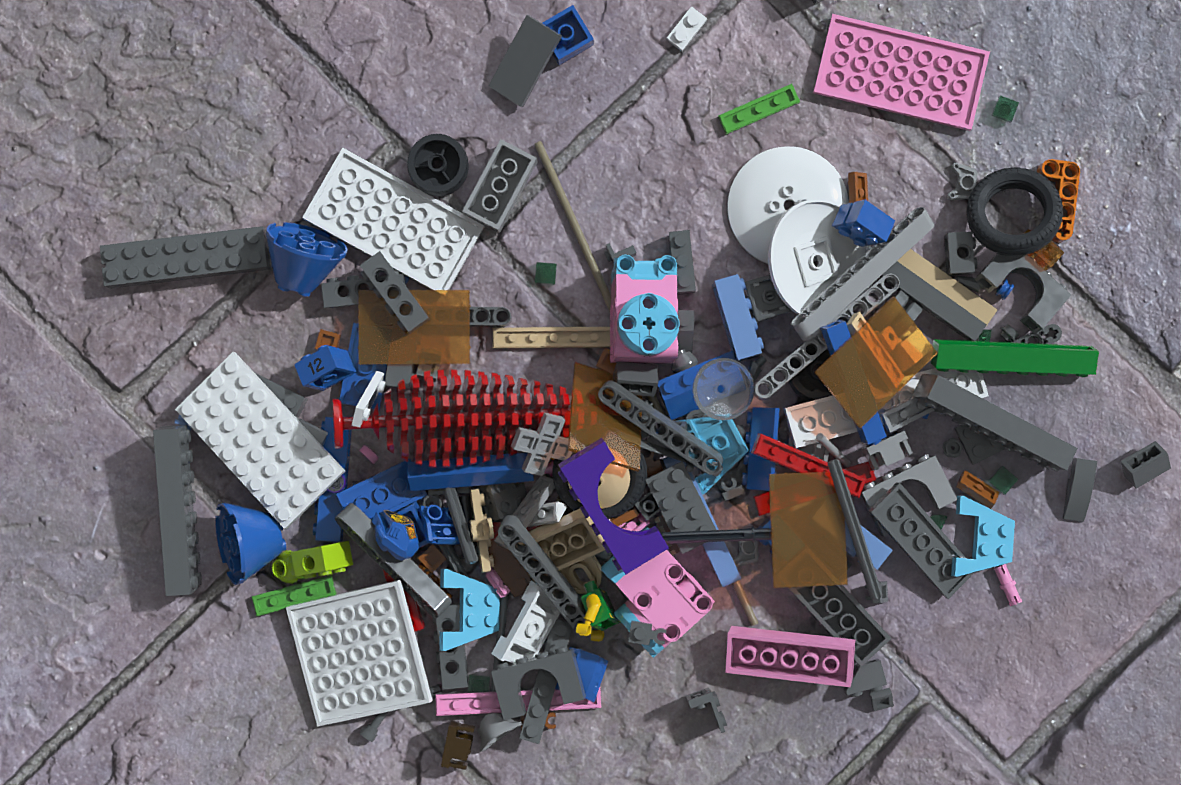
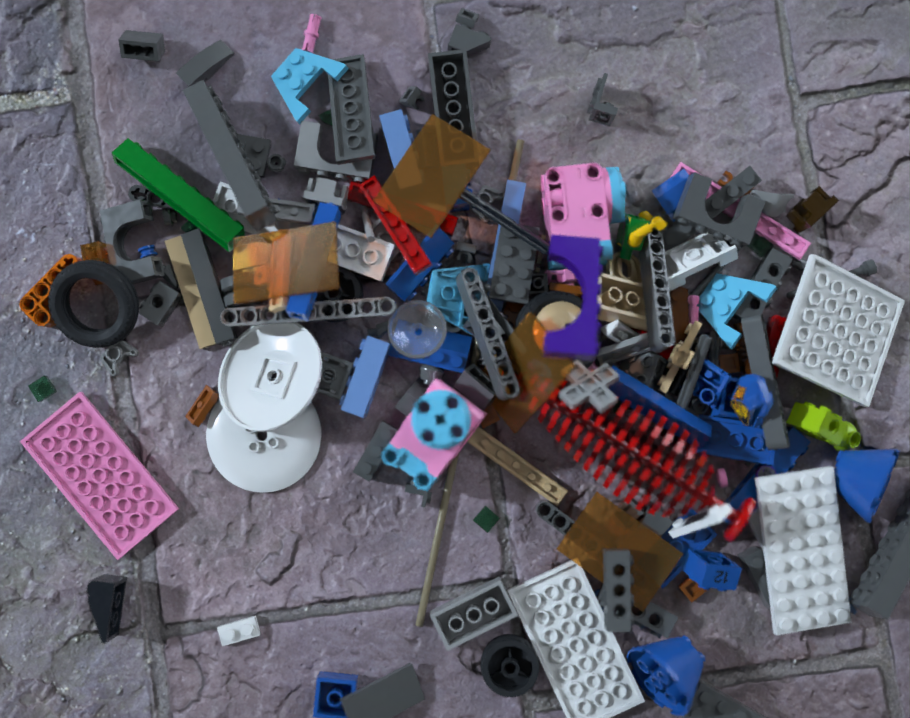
camera: 145 degrees left, 0 degrees up
(295, 594) = (854, 412): bright green tile -> none
(642, 633) = (616, 186): dark grey plate -> none
(758, 109) = (230, 526): bright green tile -> none
(790, 656) = (513, 94): bright pink brick -> none
(855, 529) = (396, 150): dark grey axle -> none
(862, 274) = (245, 340): light grey beam -> none
(863, 223) = (215, 378): blue piece -> none
(977, 489) = (280, 118): dark orange plate -> none
(1003, 480) = (256, 112): clear green plate -> none

